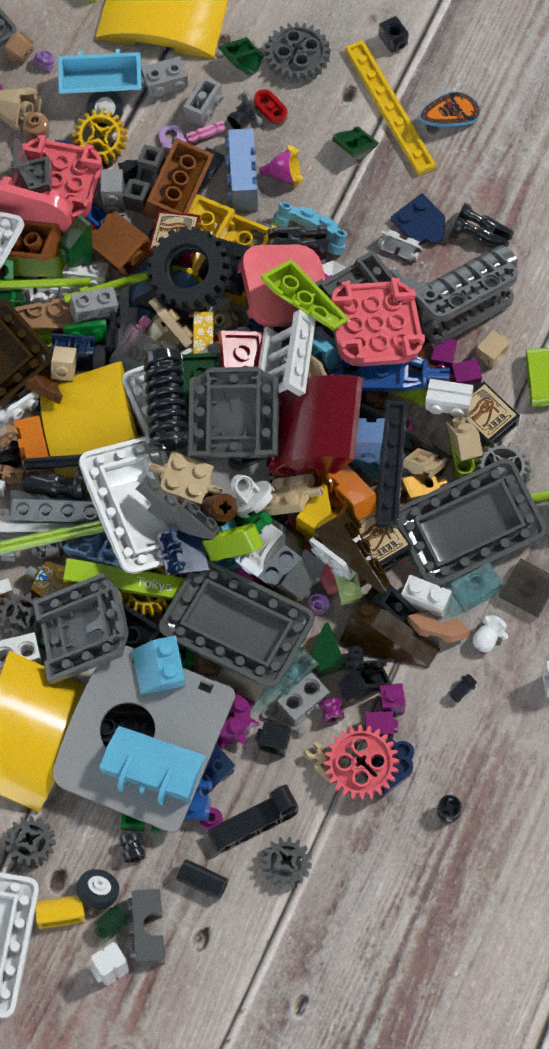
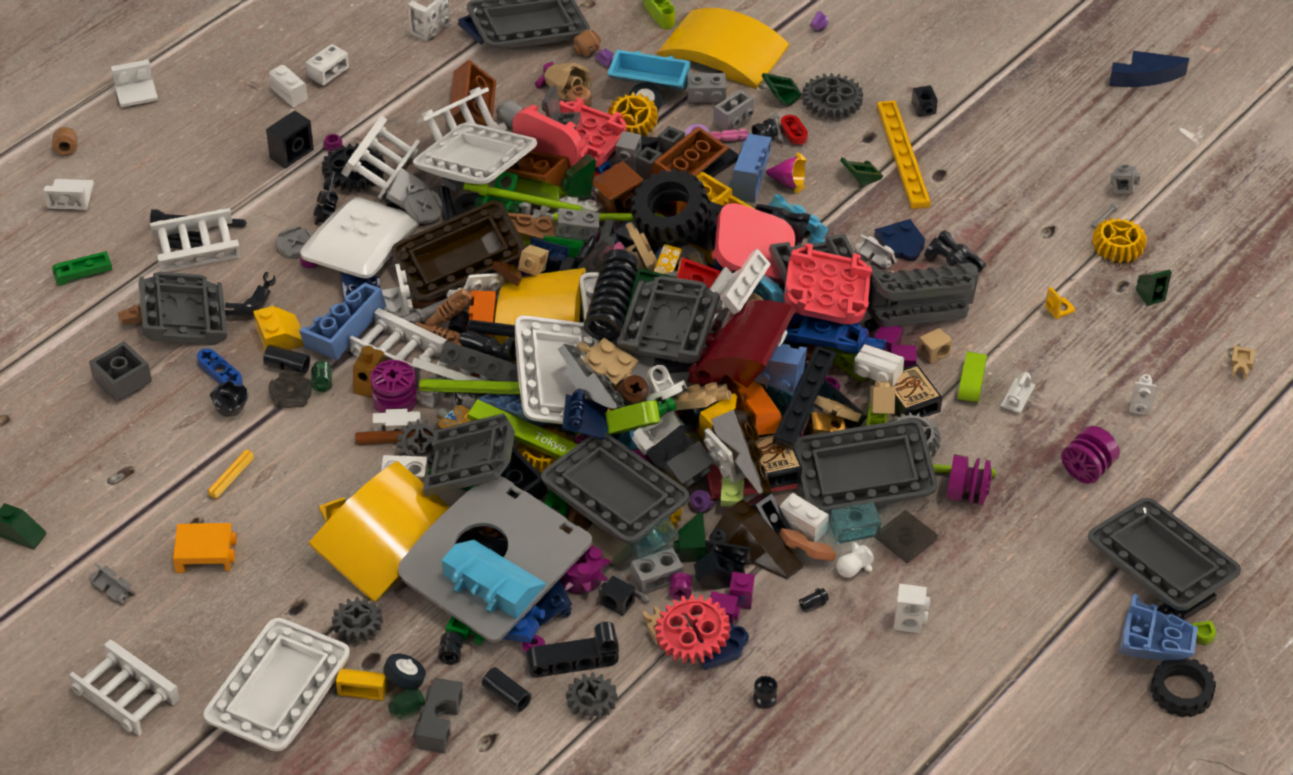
camera: 15 degrees right, 20 degrees down
(109, 964) = (389, 731): white brick -> none
(158, 665) = (529, 497): medium azure slope -> none
(299, 290) = (760, 234): lime wedge -> none
(450, 110) = (956, 164): shield -> none

